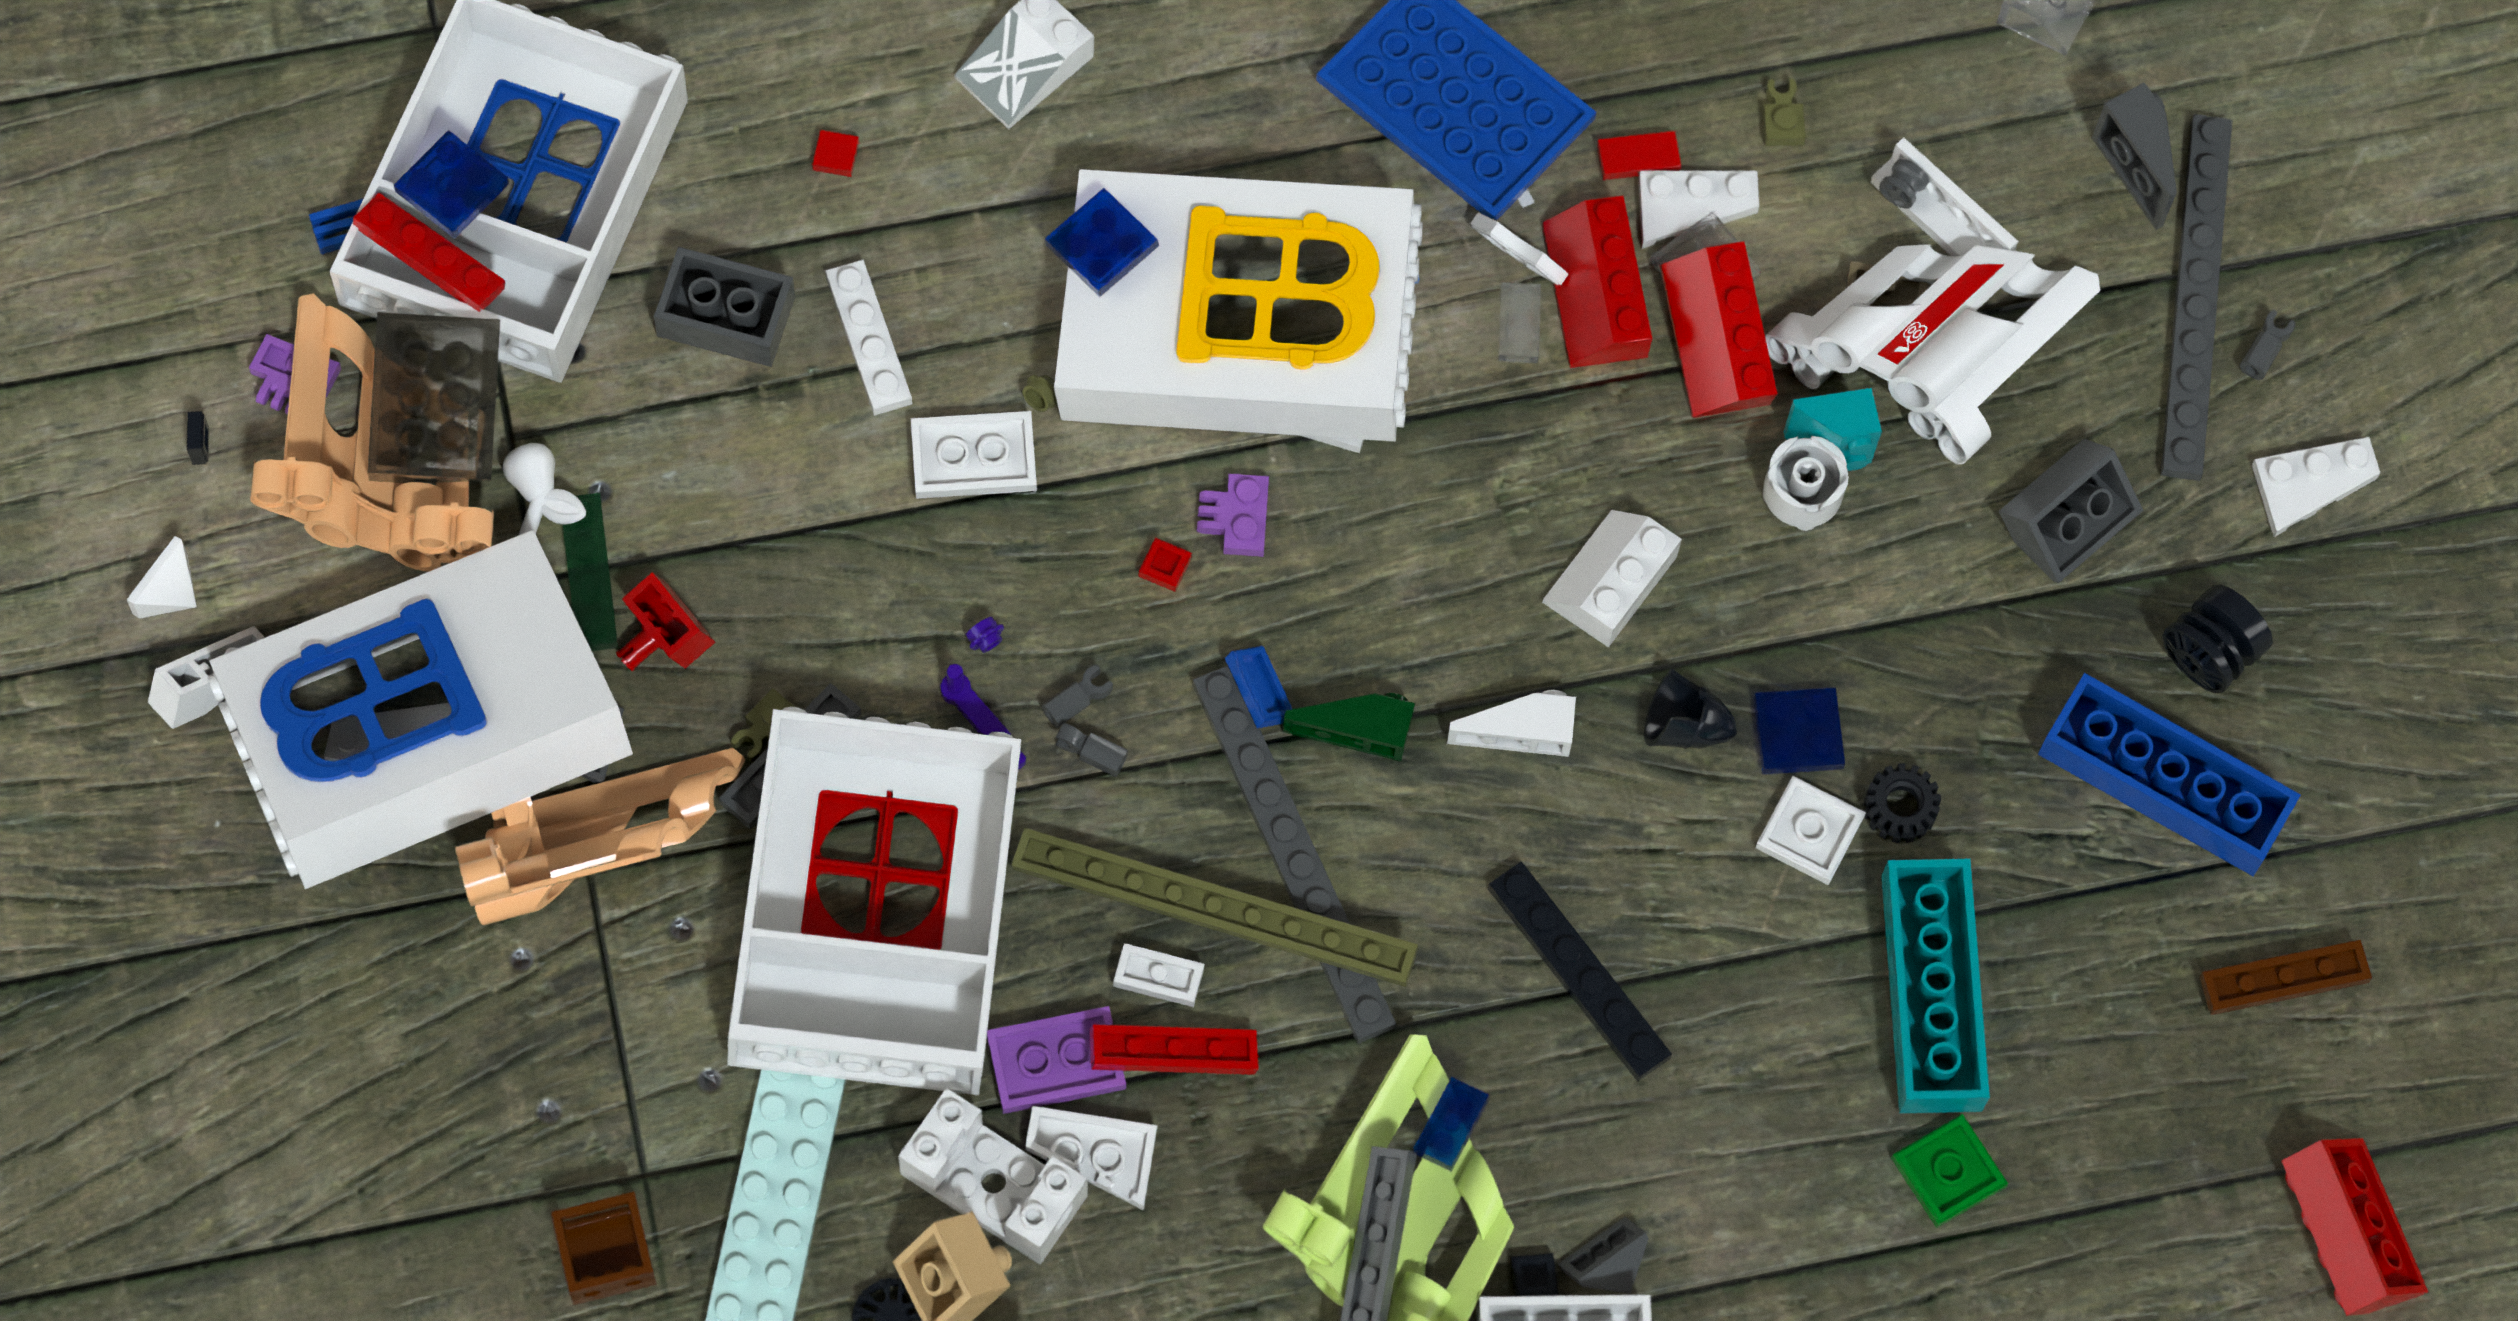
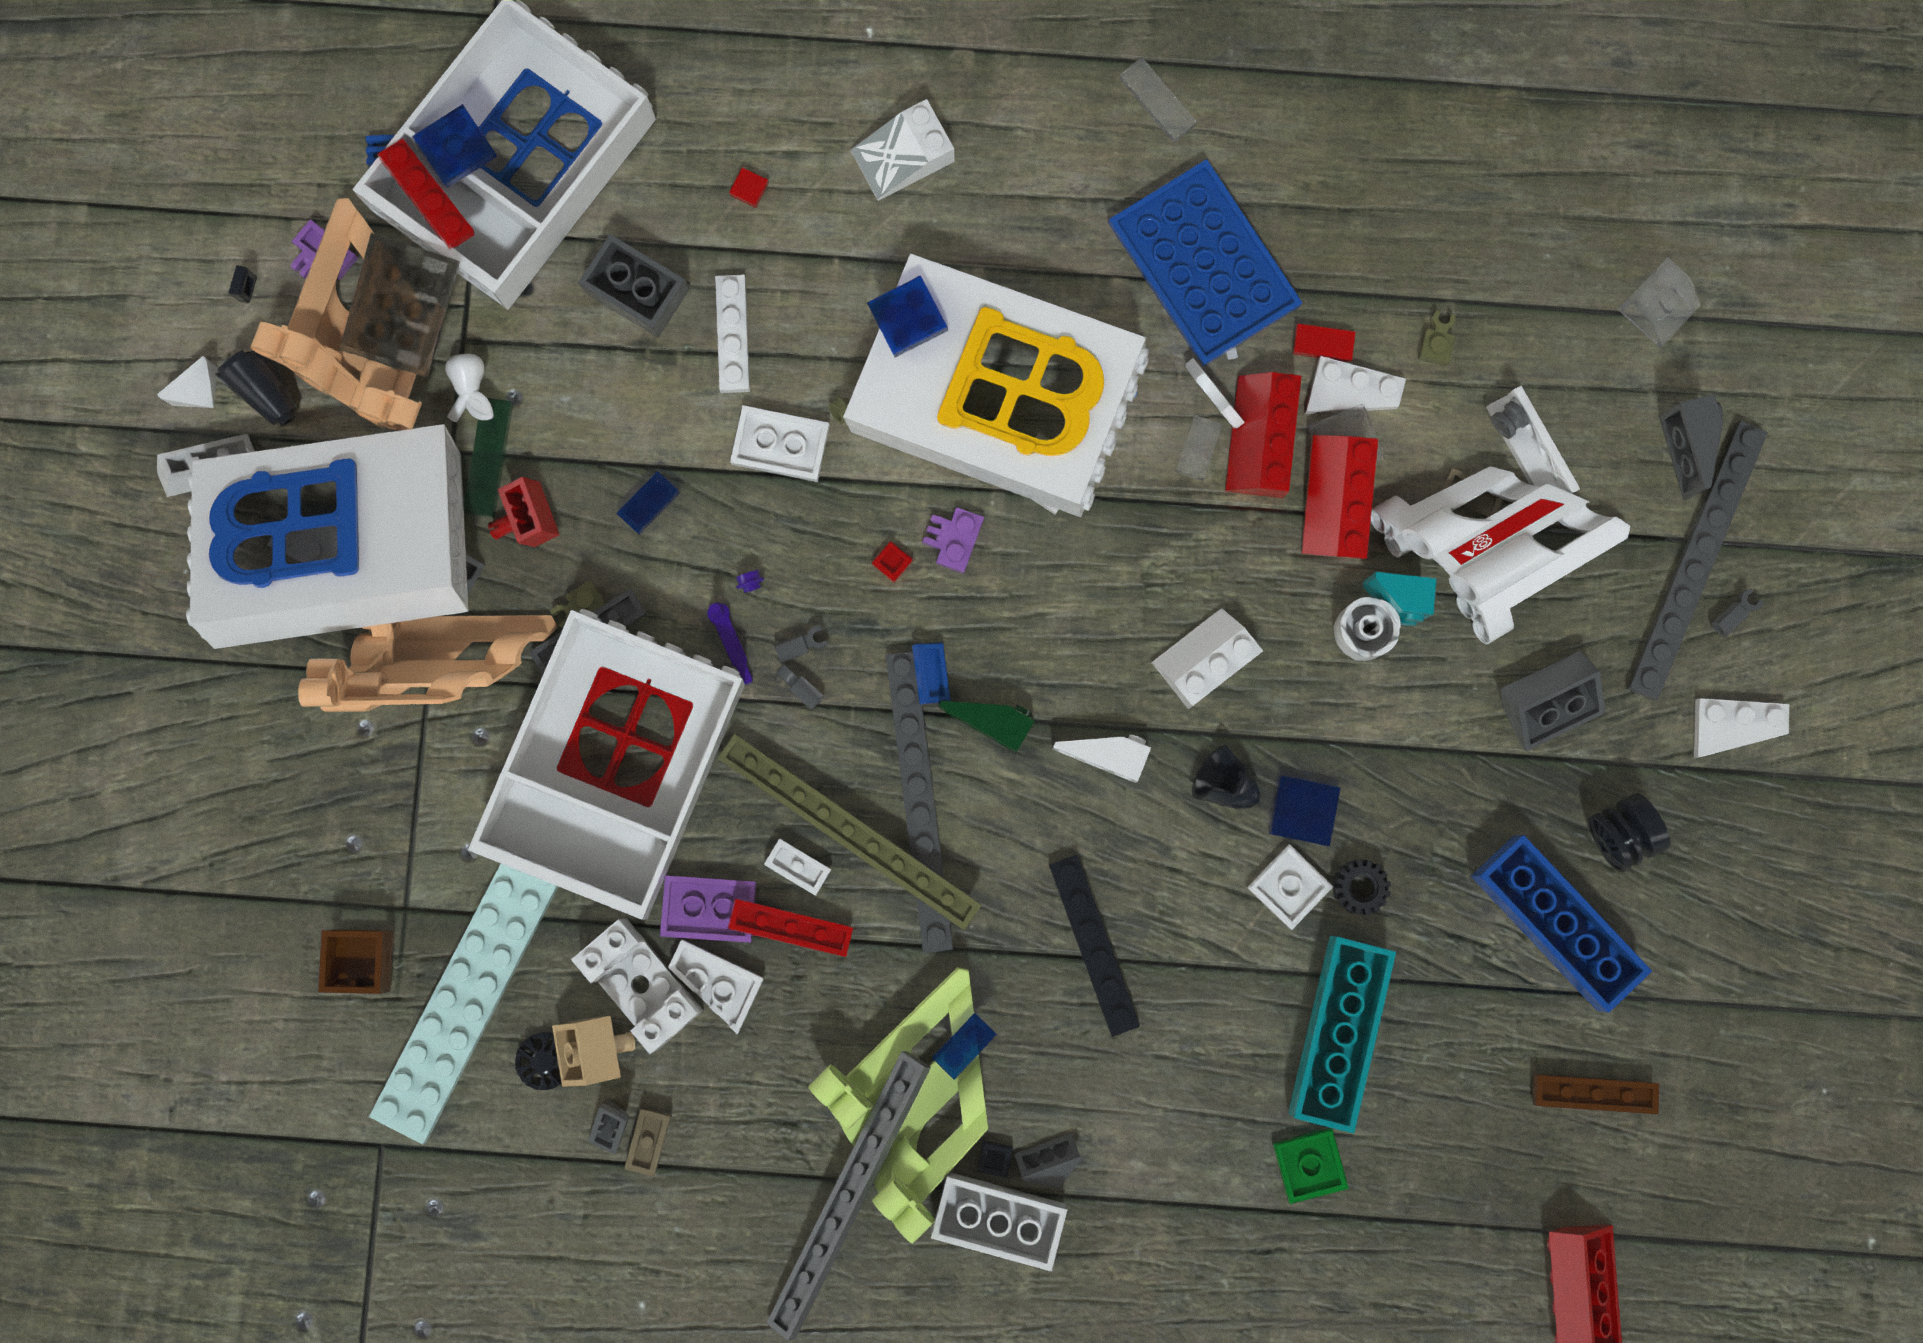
camera: 20 degrees right, 15 degrees up
(260, 553) = (260, 385): none -> black cone
(821, 572) = (648, 503): none -> clear blue plate

